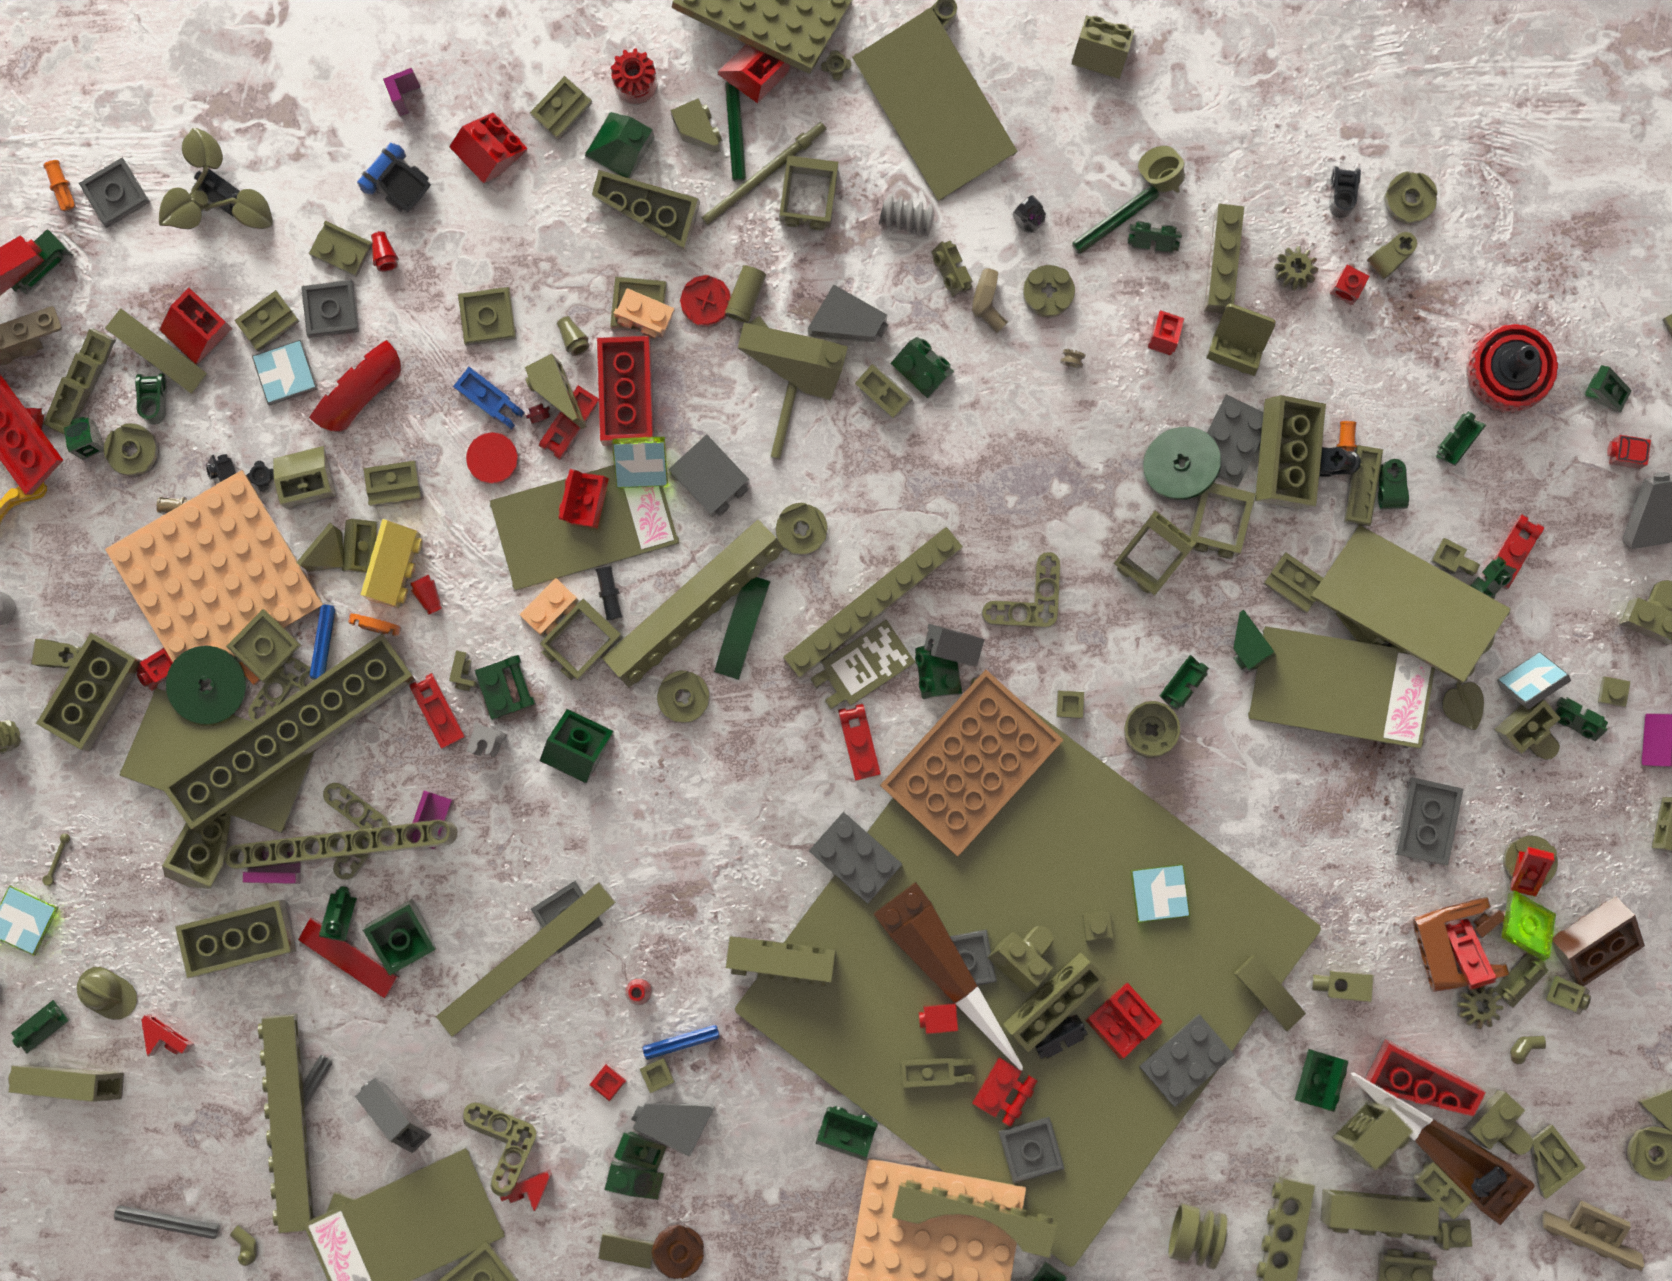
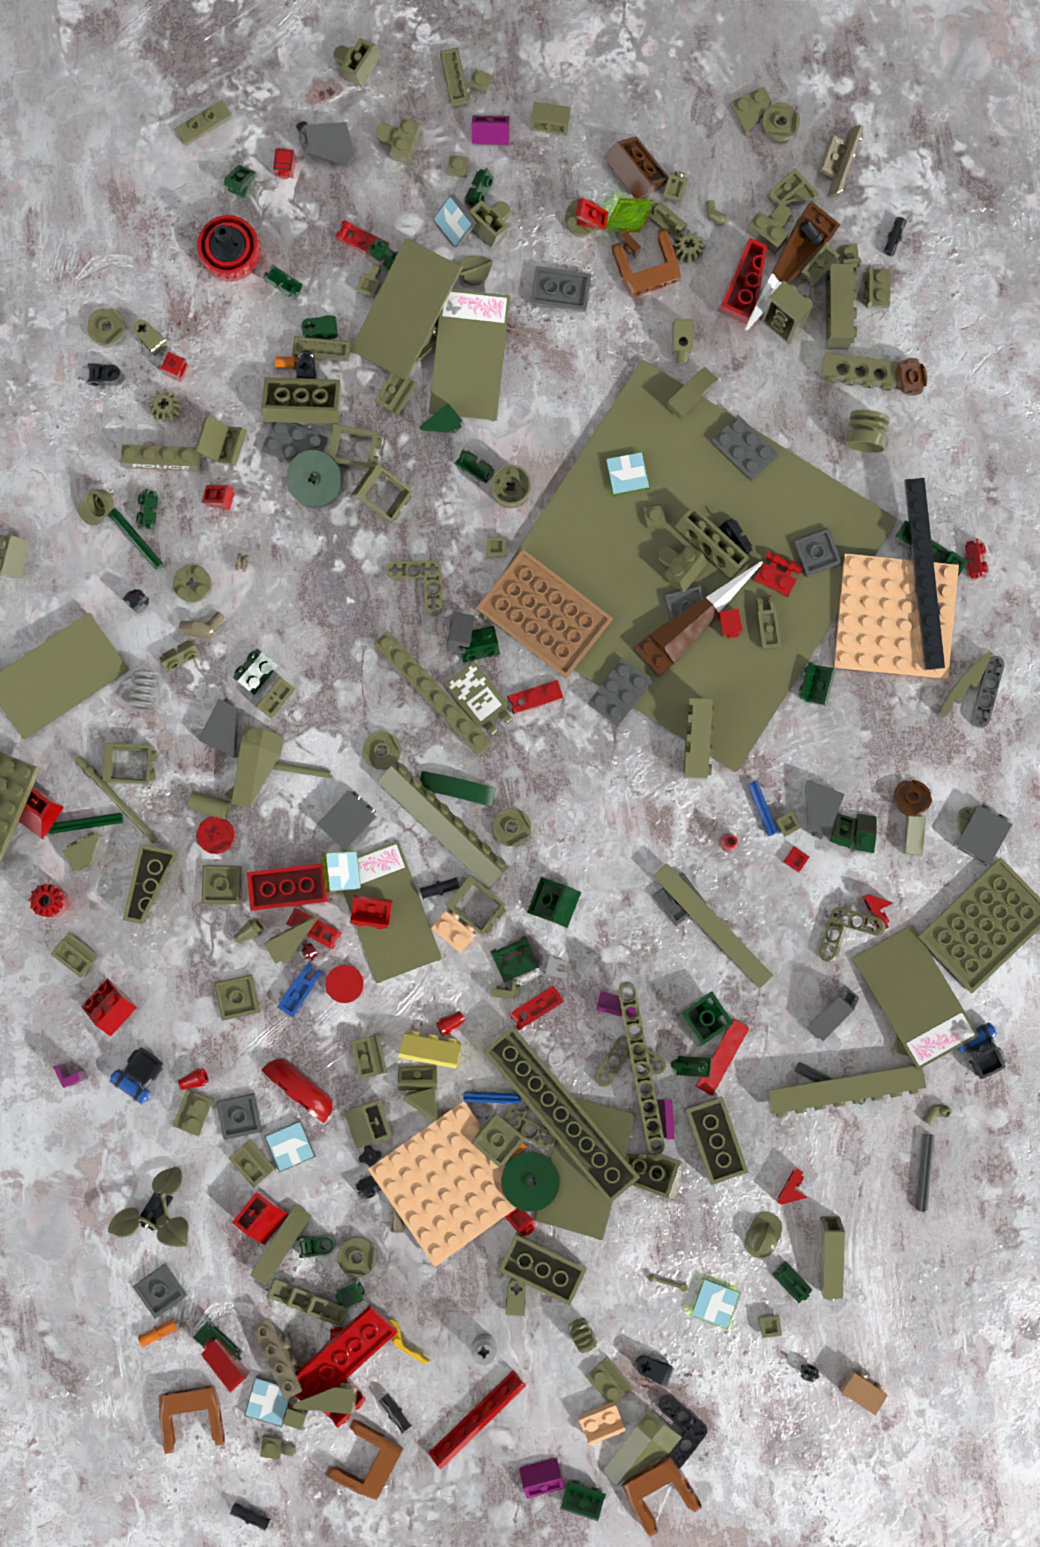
camera: 90 degrees left, 0 degrees up
(374, 625) = (476, 1058): orange tile -> none
(620, 144) = (100, 908): dark green slope -> none
(644, 314) = (228, 879): light nougat bracket -> none
(836, 72) = (24, 753): olive plate -> none
(919, 1204) = (864, 626): olive arch -> none
(1124, 1021) = (720, 493): red slope -> none
(1321, 1080) = (750, 352): dark green bracket -> none
(1470, 955) = (653, 254): plate -> none

